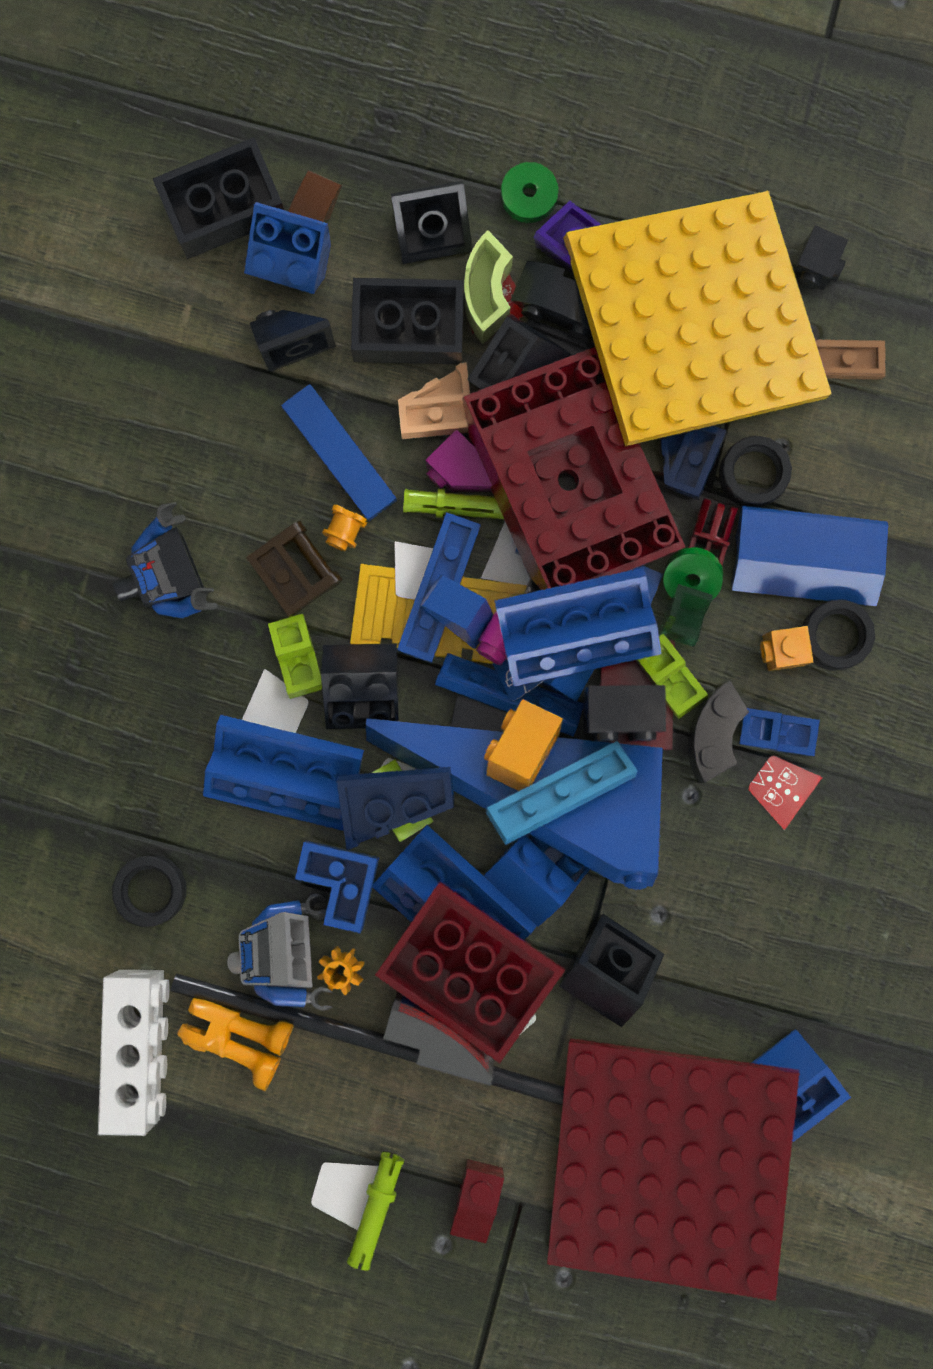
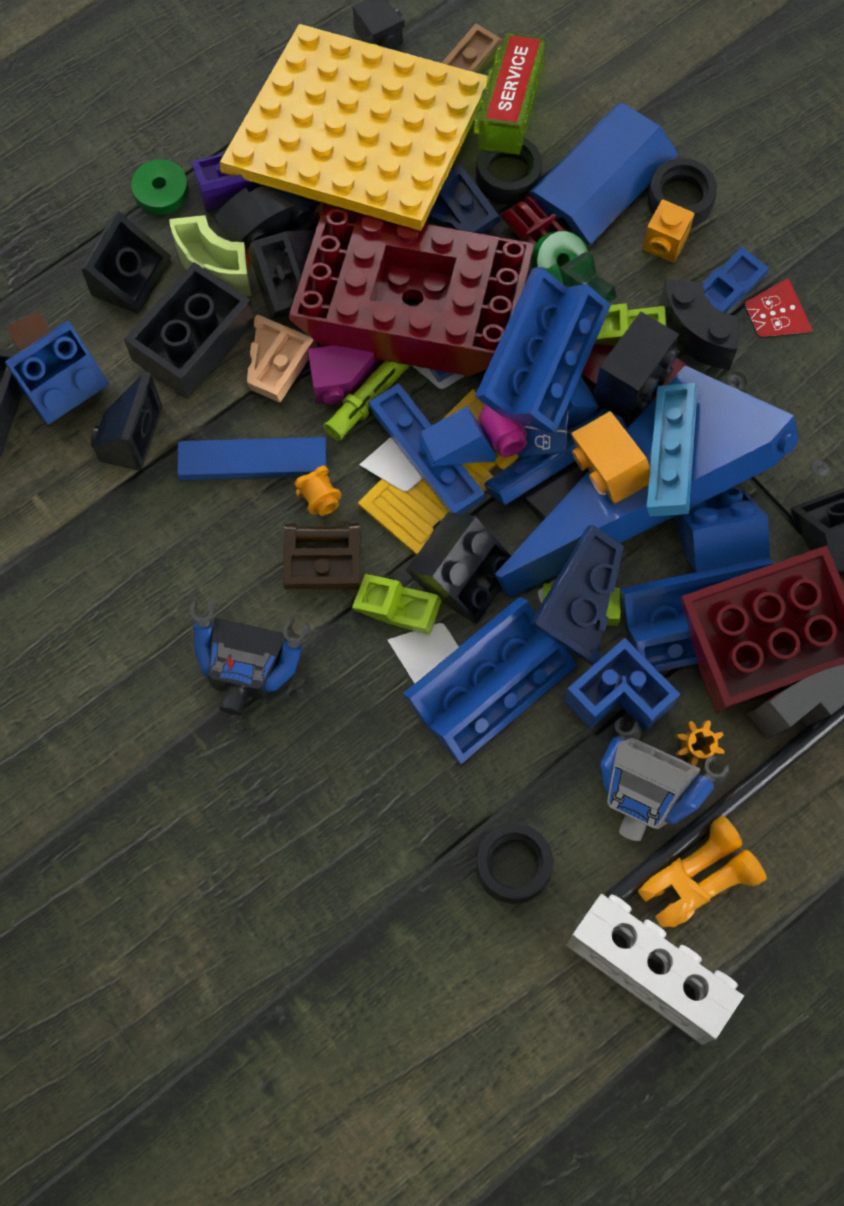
camera: 50 degrees left, 15 degrees down
(504, 563) = (439, 396): white sticker -> none
(825, 425) = (511, 93): none -> brick

